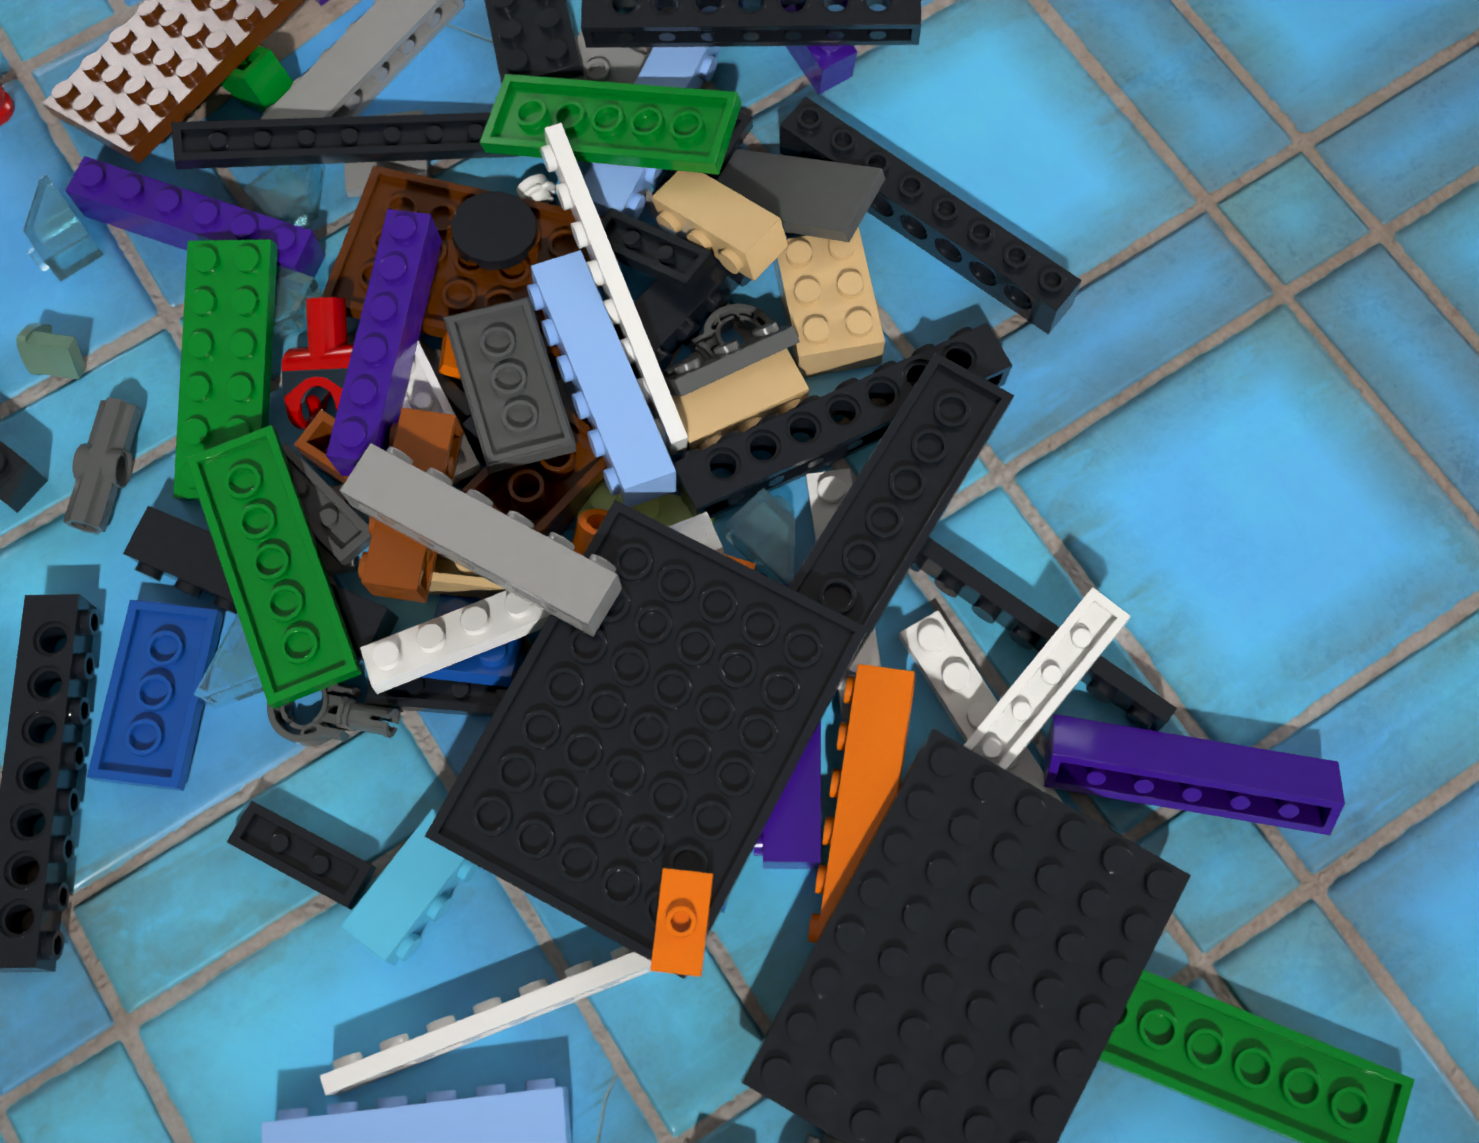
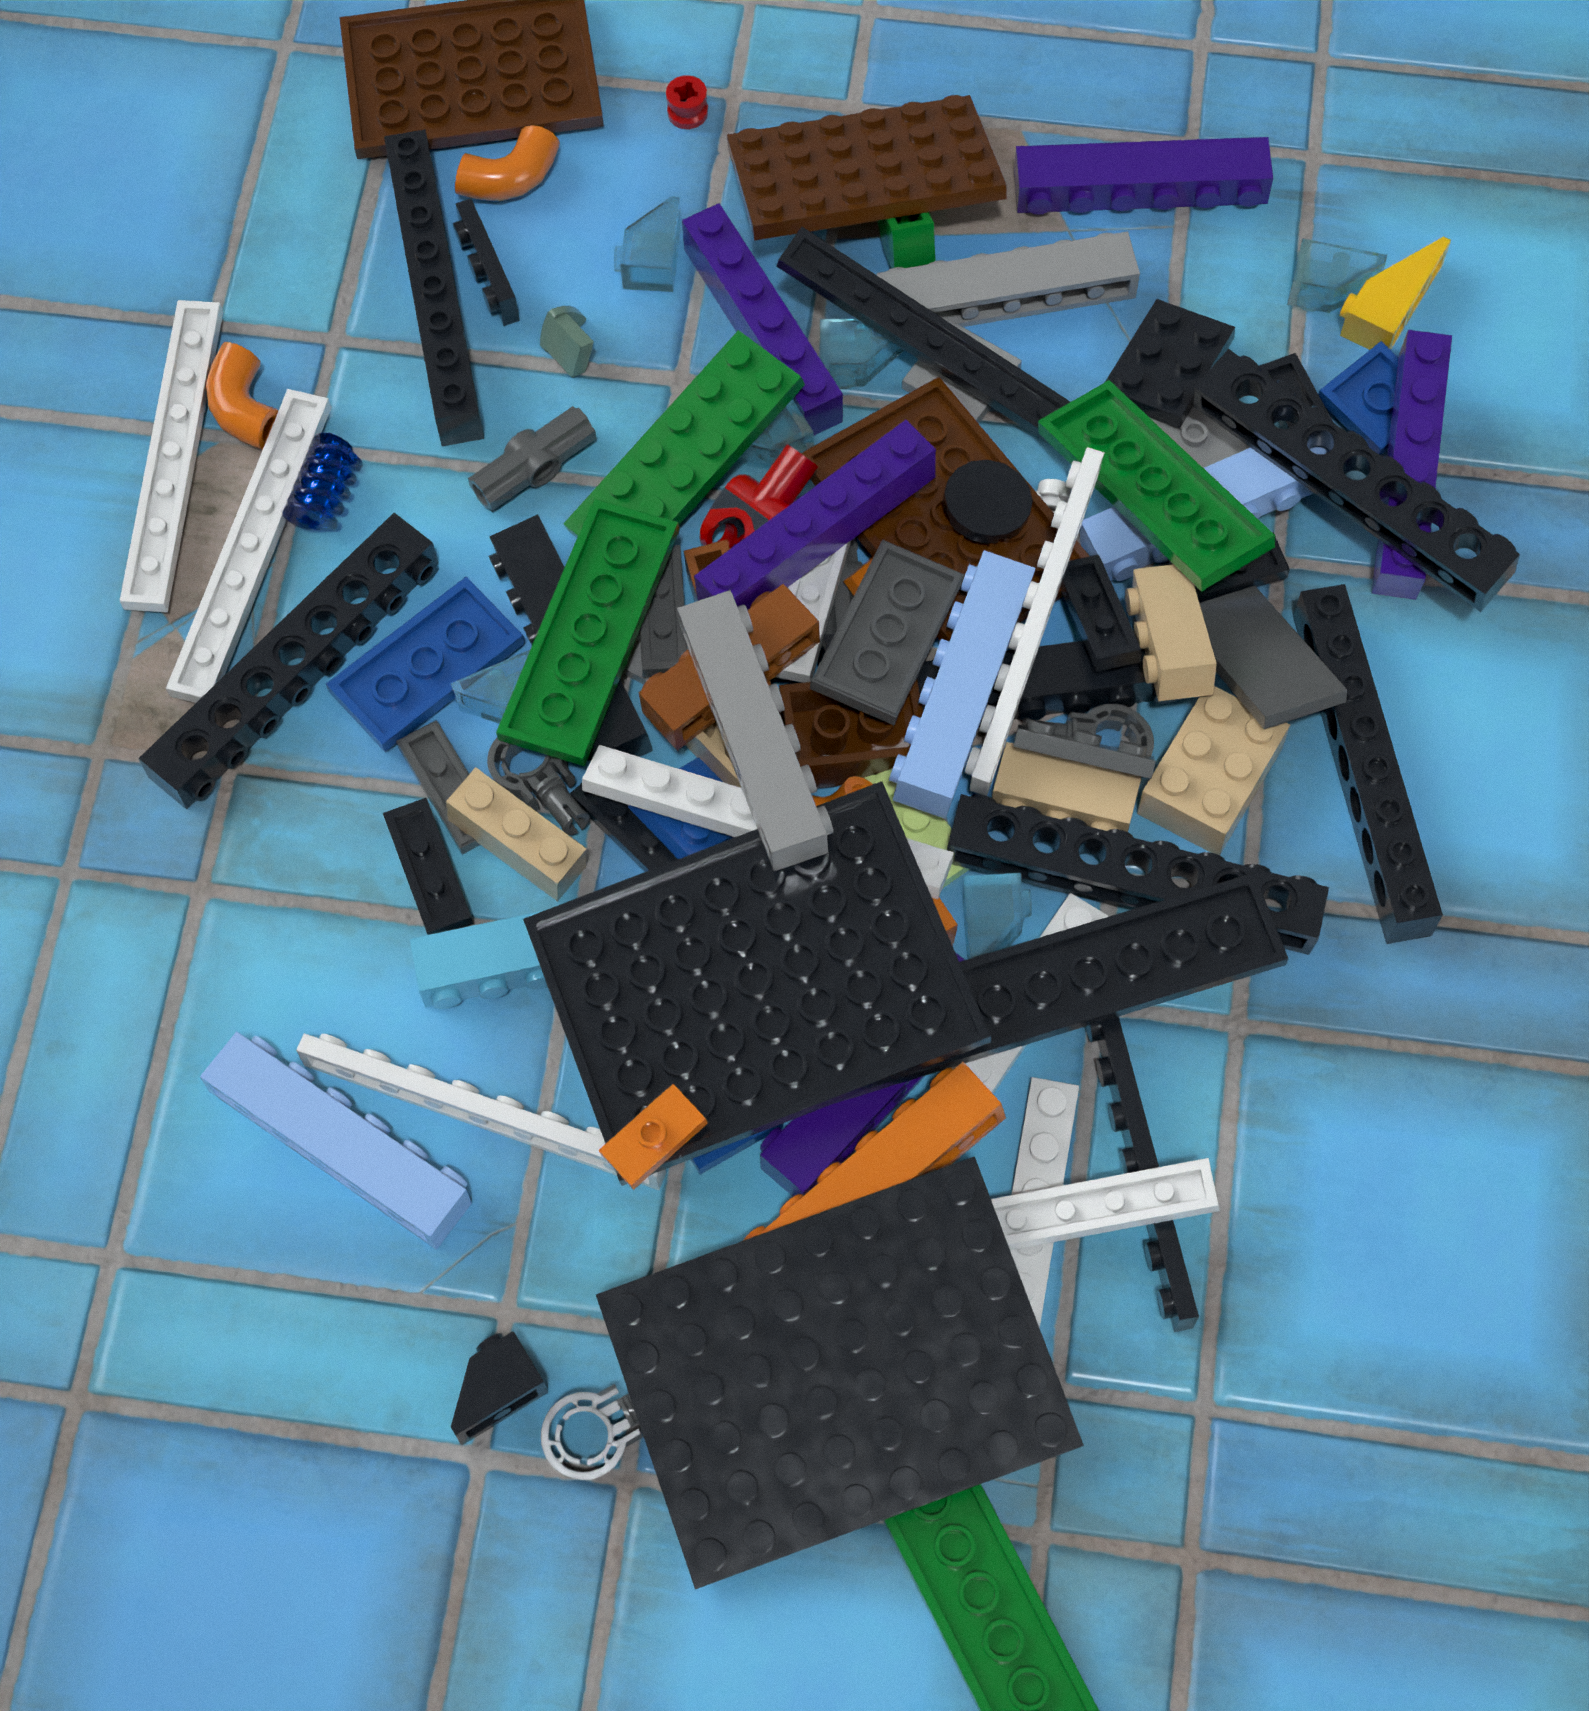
camera: 40 degrees right, 5 degrees down
(261, 776) = (438, 773): none -> dark grey tile
(351, 770) = (516, 834): none -> tan brick
(1193, 774) = (1165, 1380): dark purple brick -> none

